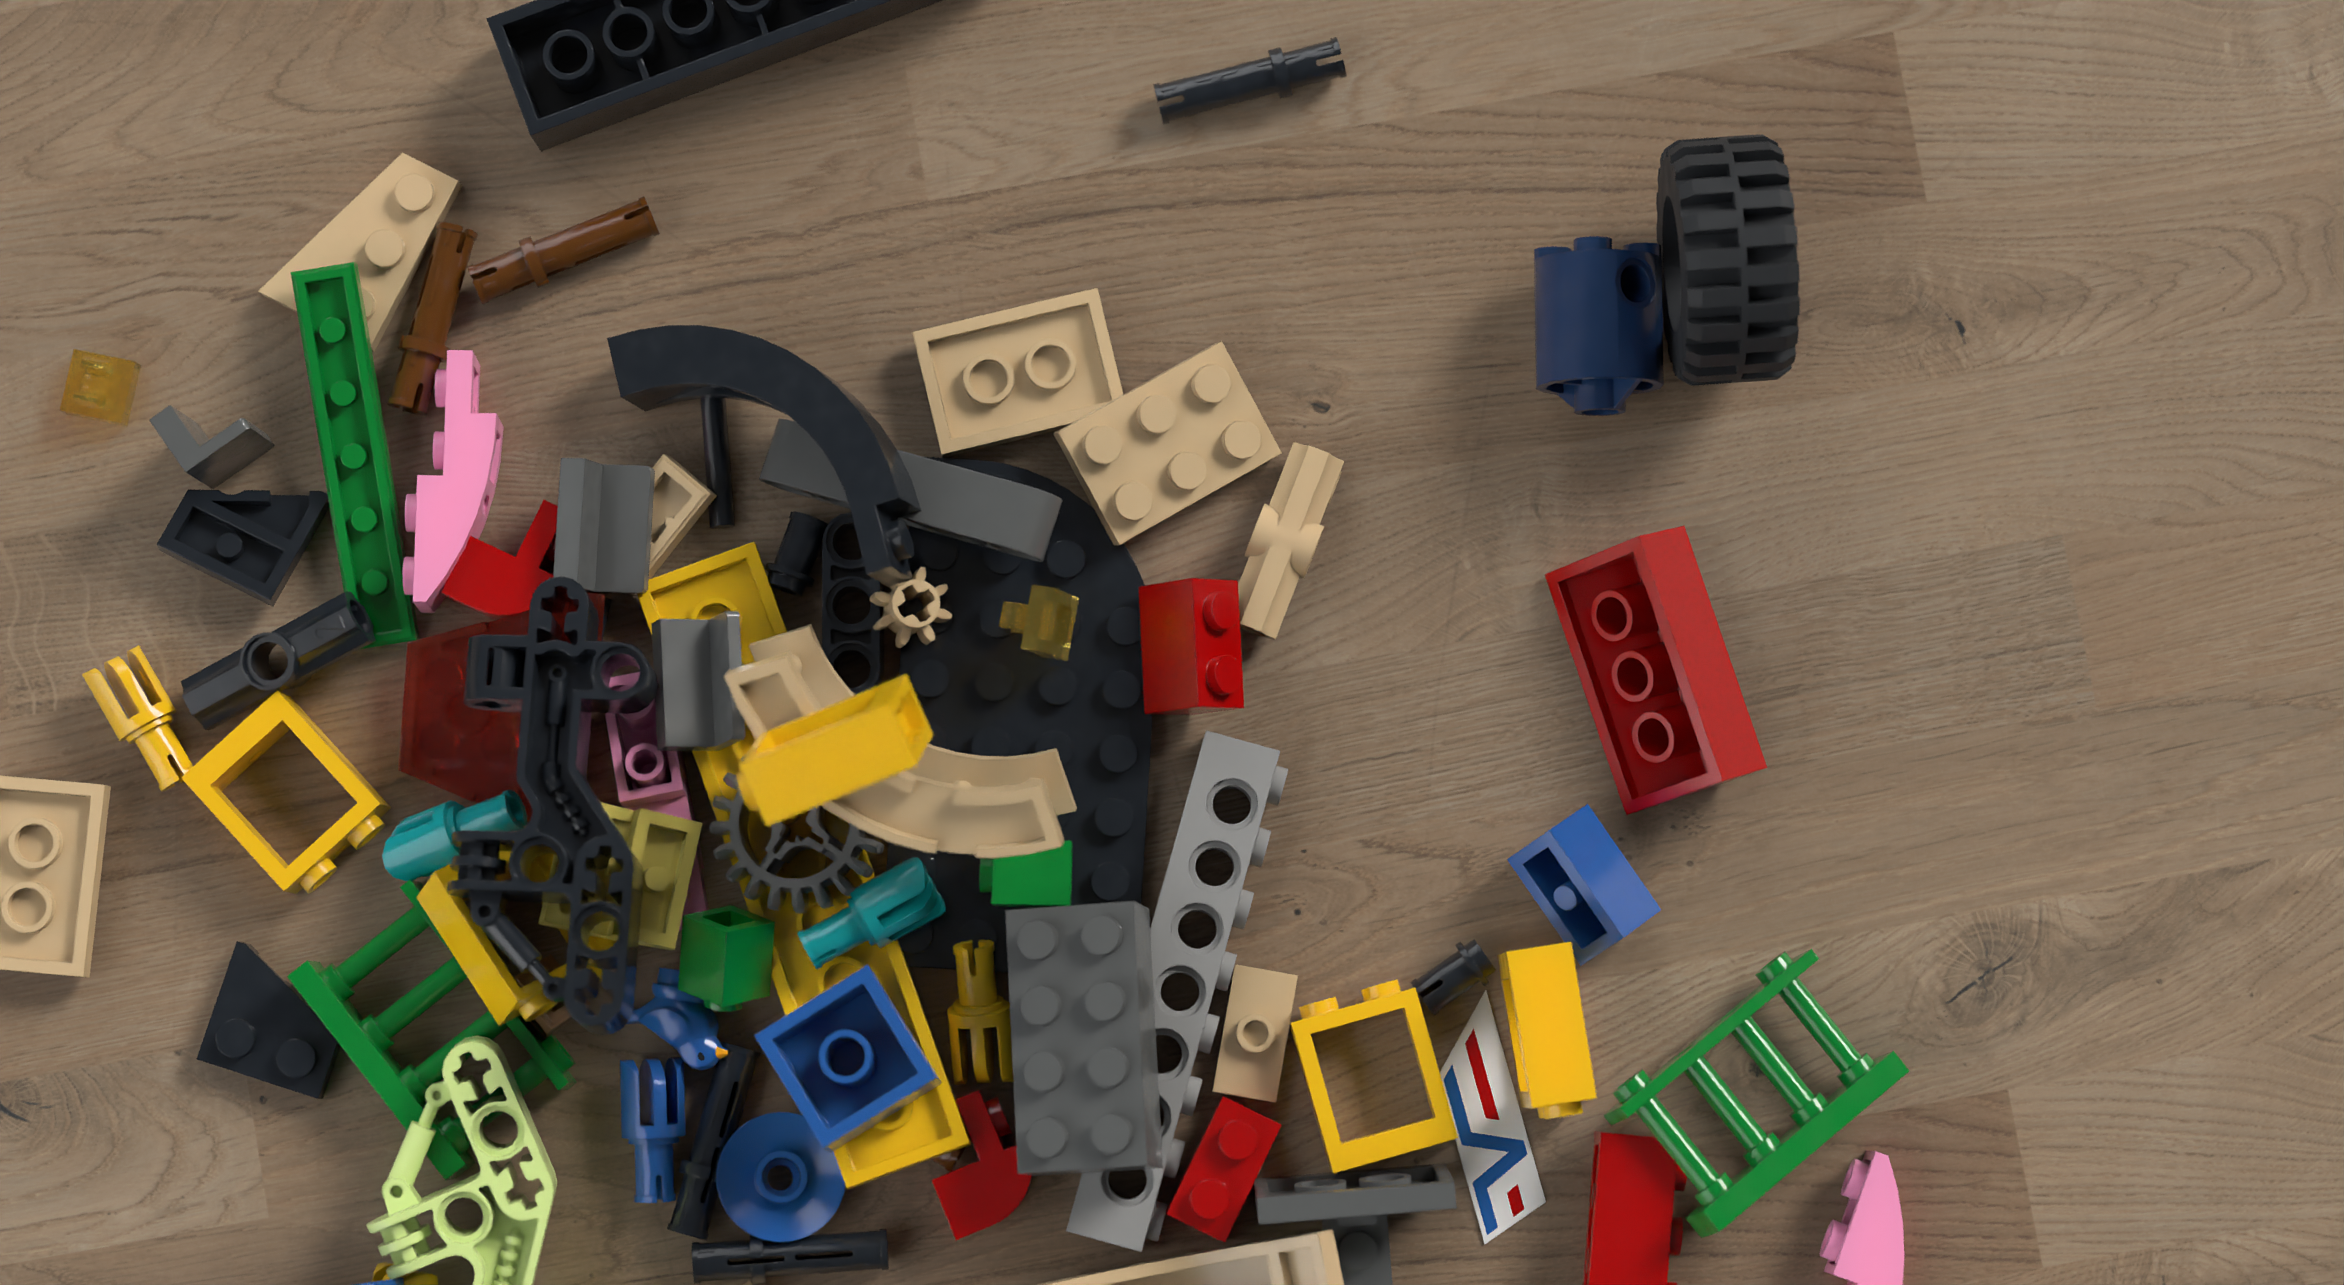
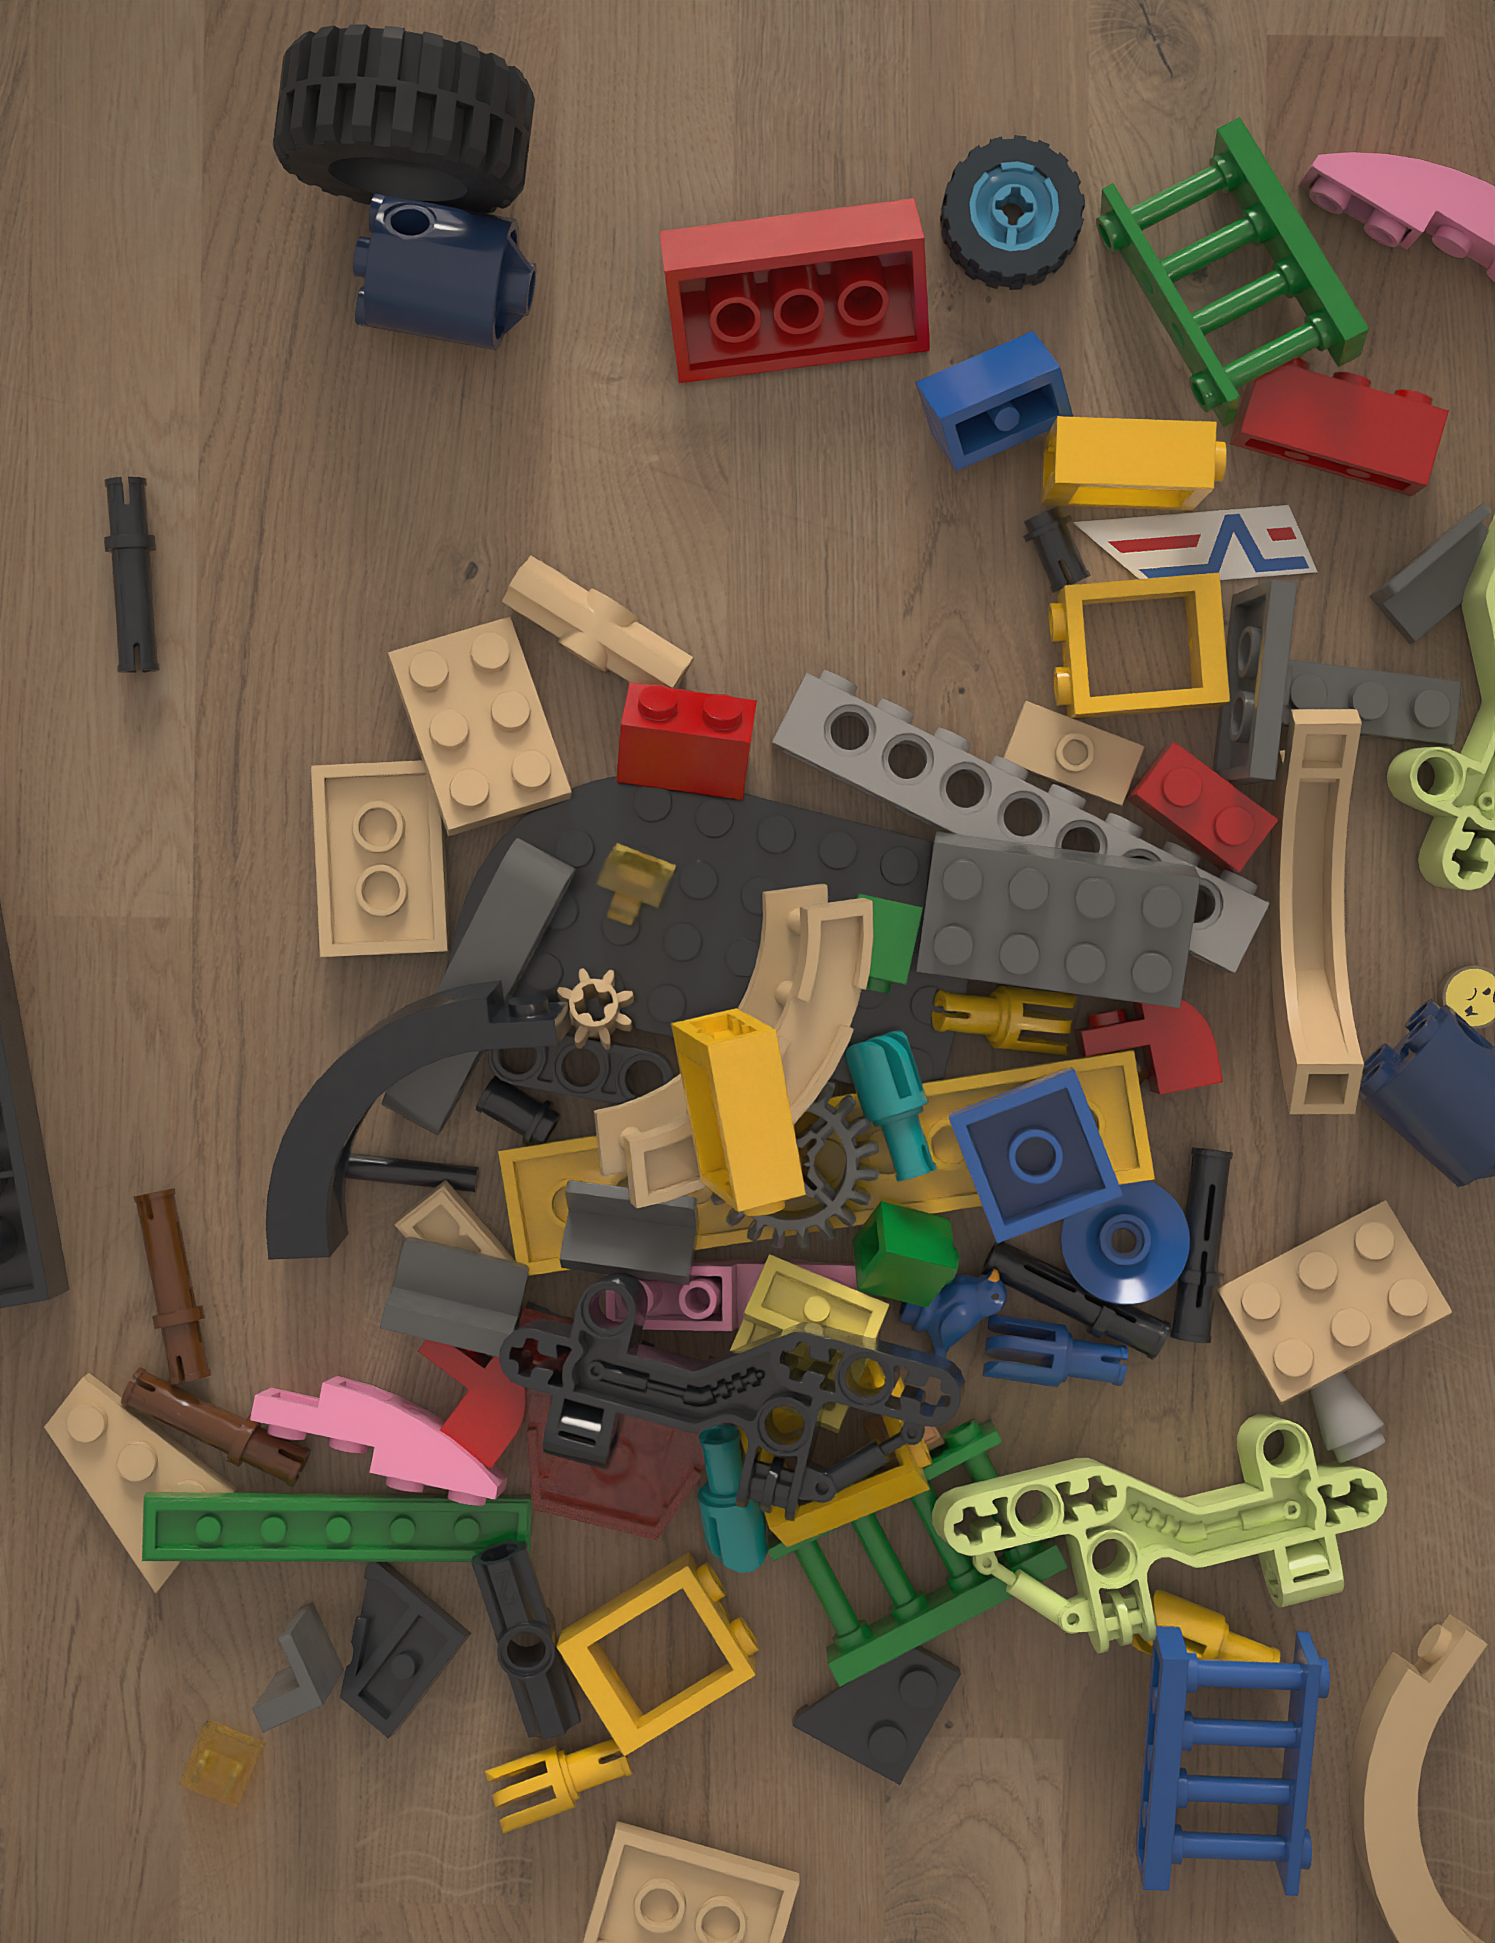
camera: 80 degrees left, 5 degrees up
(1753, 898) = (979, 231): none -> black wheel

